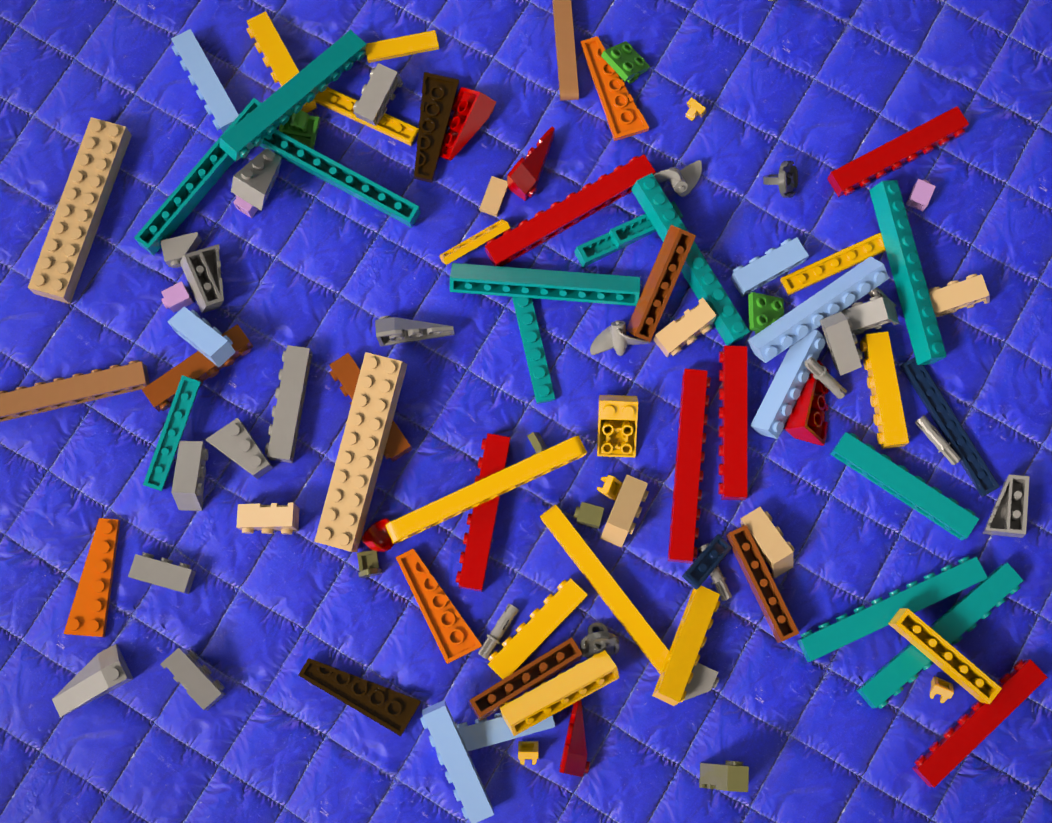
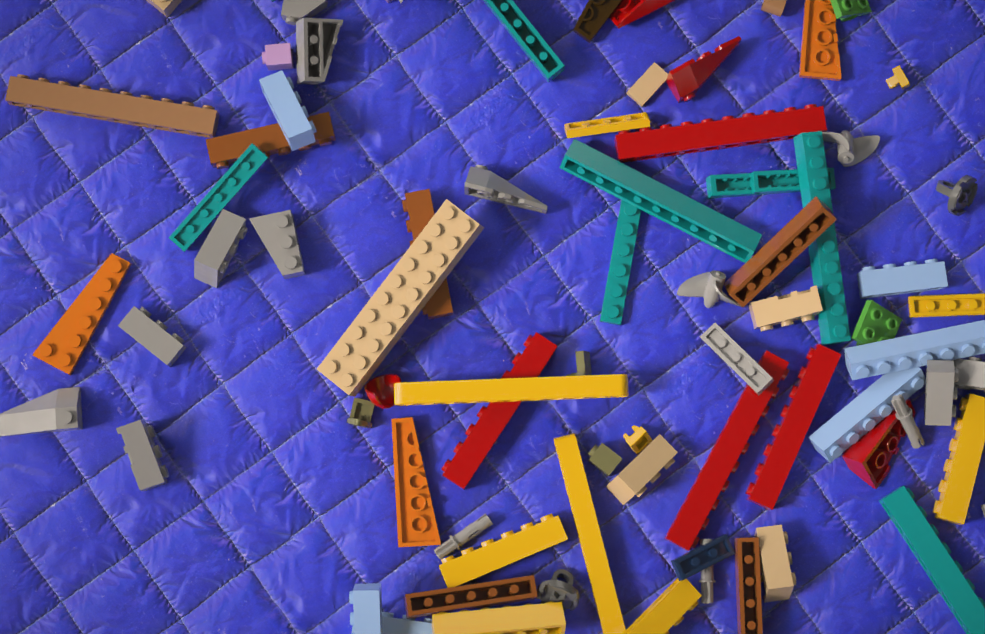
camera: 20 degrees right, 5 degrees up
(268, 518) = (279, 325): tan wedge -> none
(289, 404) = (348, 216): light grey brick -> none
(377, 702) = (311, 553): dark brown wing -> none
(617, 426) = (672, 379): yellow slope -> none
(663, 385) = (737, 358): none -> light grey plate

